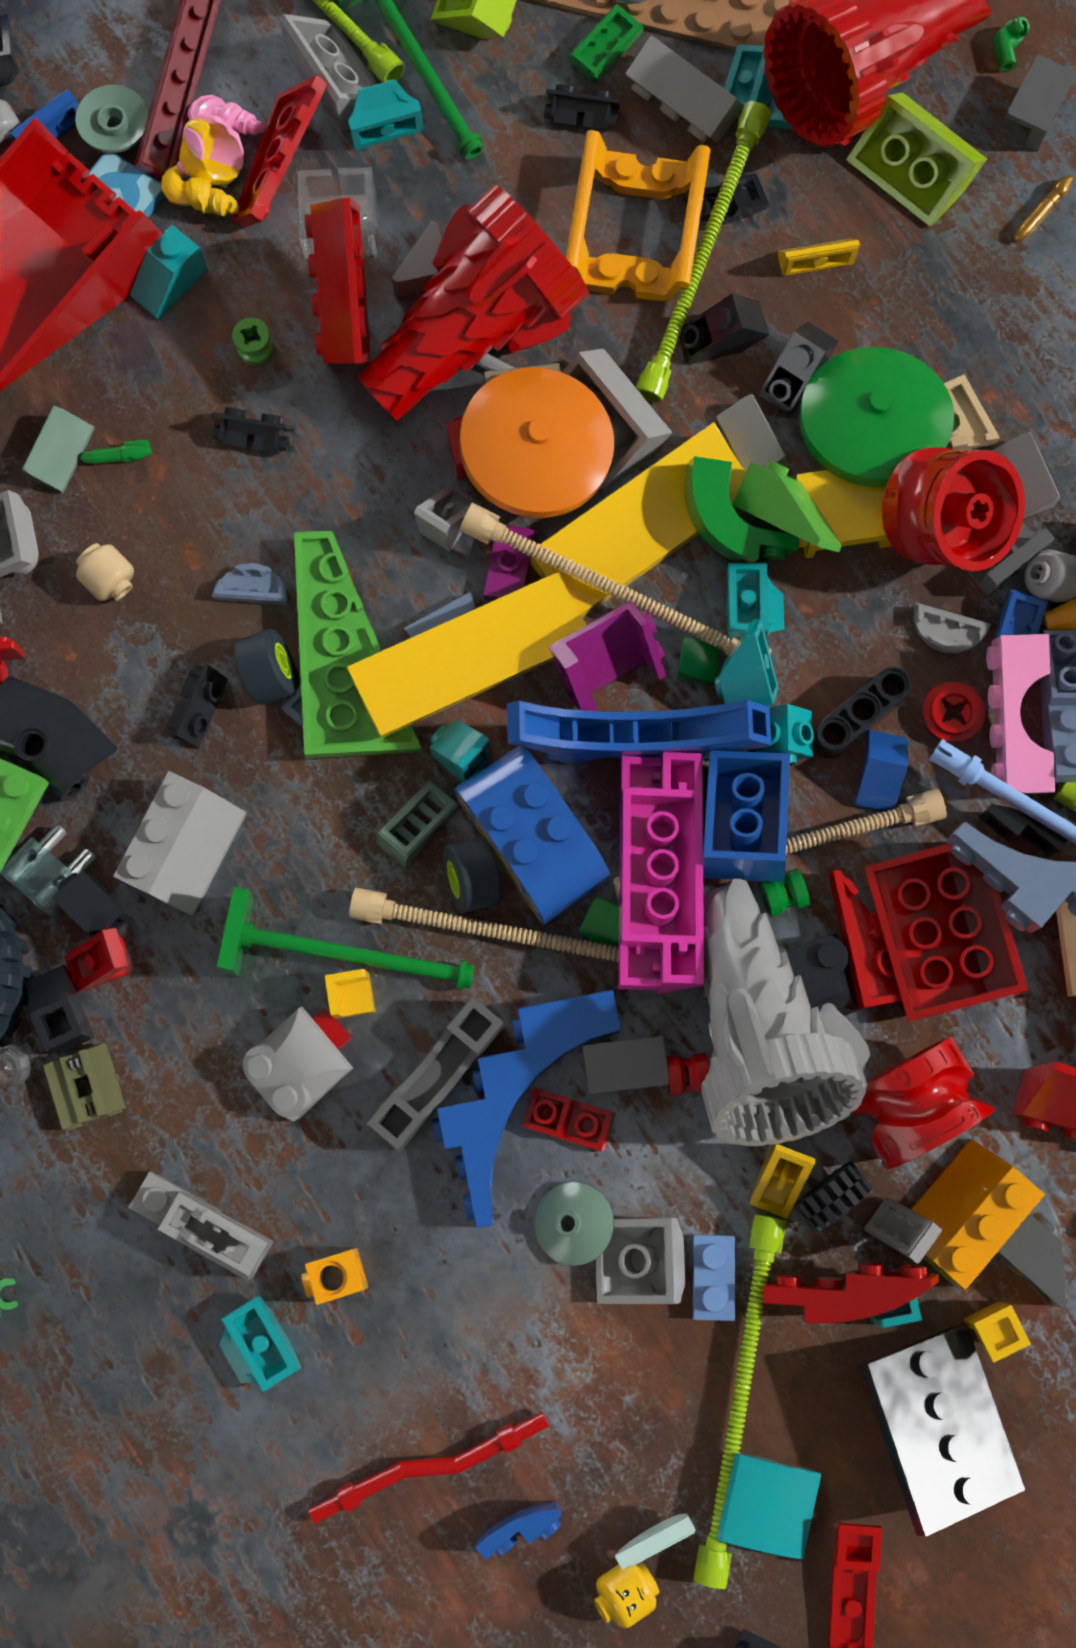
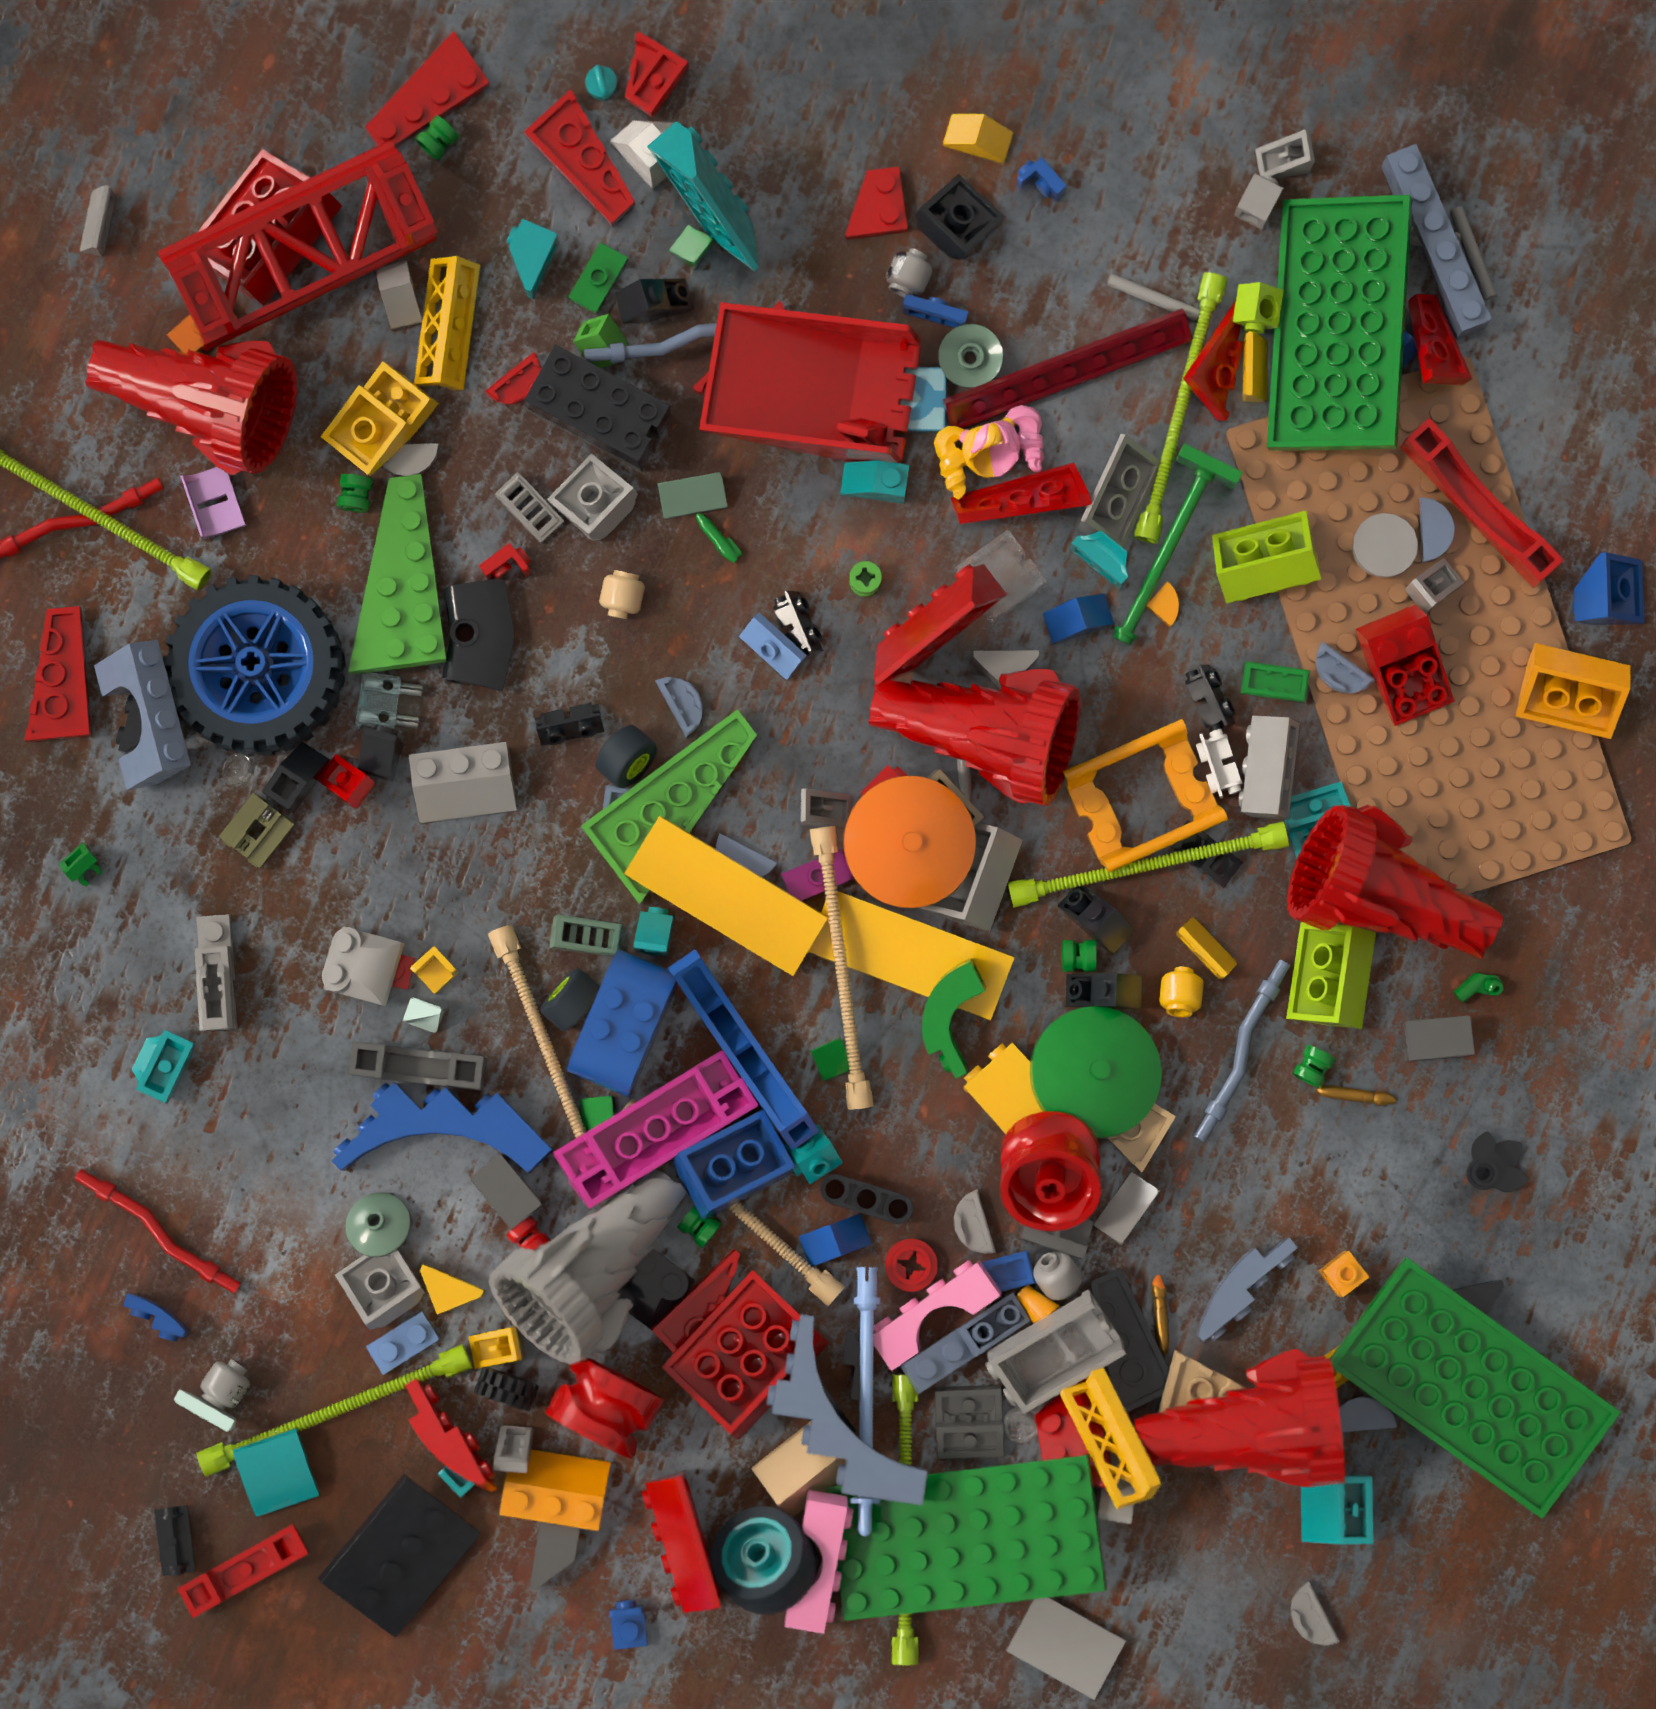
camera: 50 degrees right, 5 degrees up
(242, 934) = (427, 870): green tile -> none
(256, 464) = (773, 646): none -> medium blue plate
(353, 1276) = (254, 1090): light orange brick -> none
(388, 1035) = (423, 1015): none -> light aqua slope
(424, 179) = (1078, 617): none -> blue slope
(467, 95) = (1165, 604): none -> light orange tile
(569, 1120) = (446, 1176): red slope -> none
(606, 652) = (787, 988): magenta panel -> none
(626, 1595) = (159, 1413): yellow head -> none
(633, 135) = (1214, 751): none -> white hinge
(640, 1501) = (225, 1384): none -> light grey head
(690, 1193) = (448, 1291): none -> yellow slope
(748, 370) = (1086, 955): none -> green wheel
(749, 670) = (839, 1102): teal slope -> none
(750, 433) = (1026, 990): light grey slope -> none
(752, 597) = (899, 1071): teal slope -> none
(785, 504) = (980, 1049): bright green slope -> none
(846, 297) = (1181, 992): none -> yellow head
(978, 336) = (1217, 1109): none -> sand blue bar
(994, 224) = (1317, 1059): none -> green wheel
(998, 1330) = (487, 1555): yellow panel -> none

